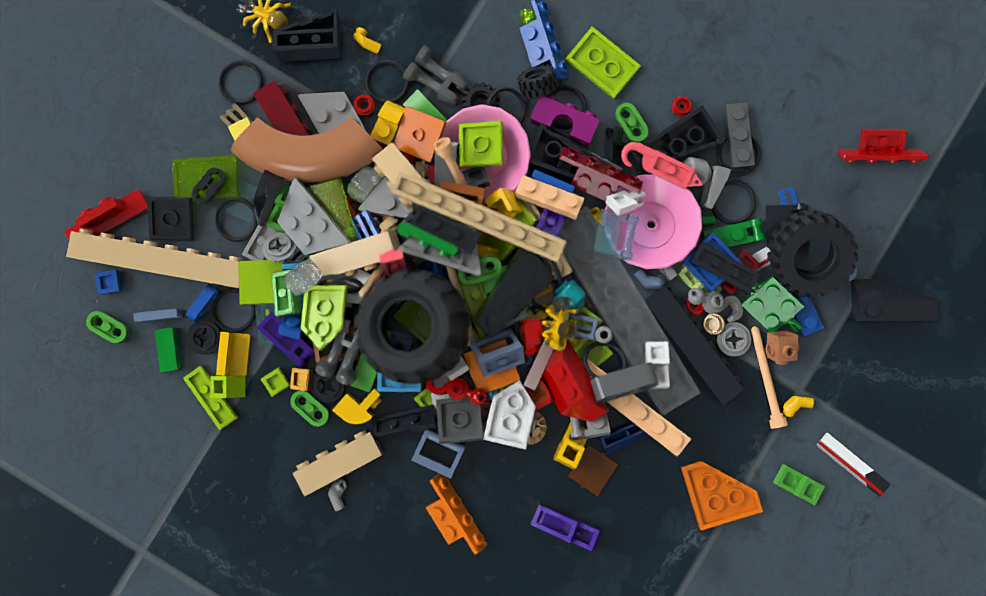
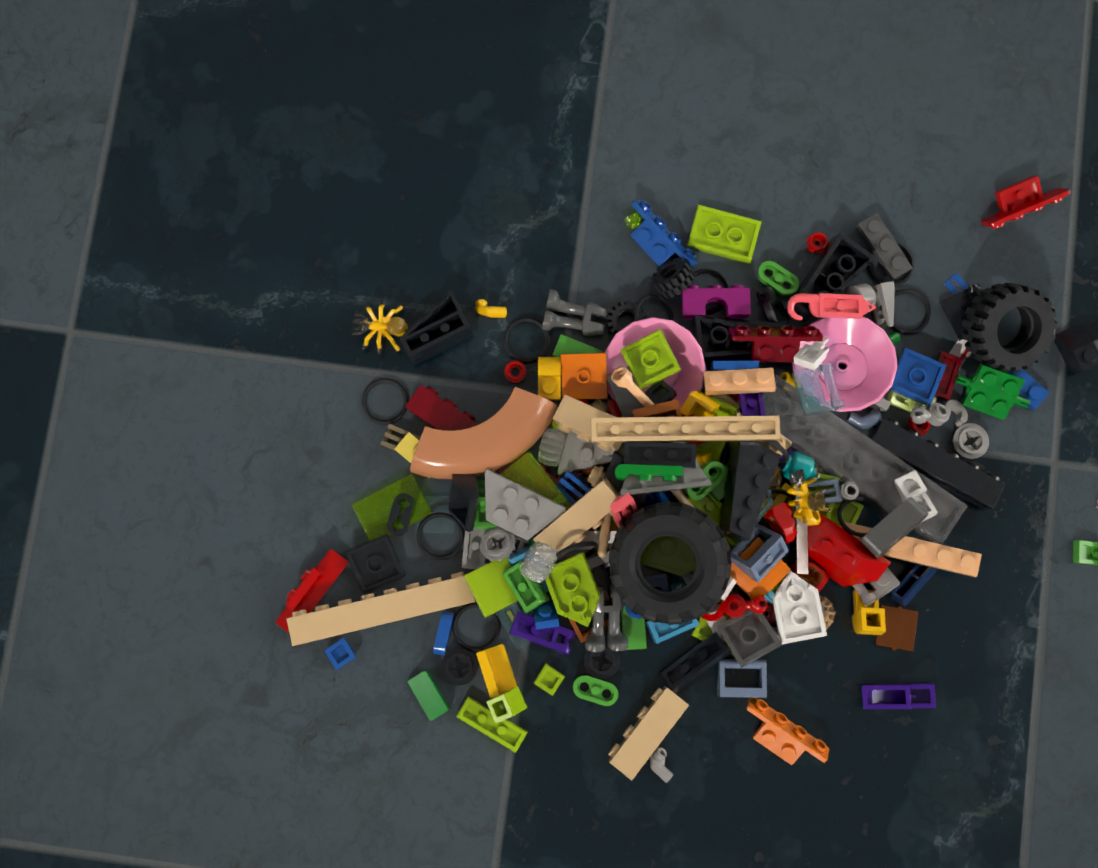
camera: 25 degrees left, 5 degrees down
(108, 327) = (359, 699): bright green plate -> none
(158, 315) = (405, 664): sand blue tile -> none
(301, 379) = (574, 665): tile -> none
(328, 110) = (484, 392): light grey wing -> none
(355, 412) = (643, 674): yellow brick -> none
(714, 323) = (945, 434): tan plate -> none
(717, 496) = (1028, 600): orange plate -> none
(725, 268) = (934, 376): black plate -> none
(737, 234) = (926, 340): green plate -> none
(777, 419) = (1047, 499): light nougat piece -> none
(782, 347) = (1021, 427): nougat brick -> none
(795, 404) = (1058, 476): yellow arm -> none

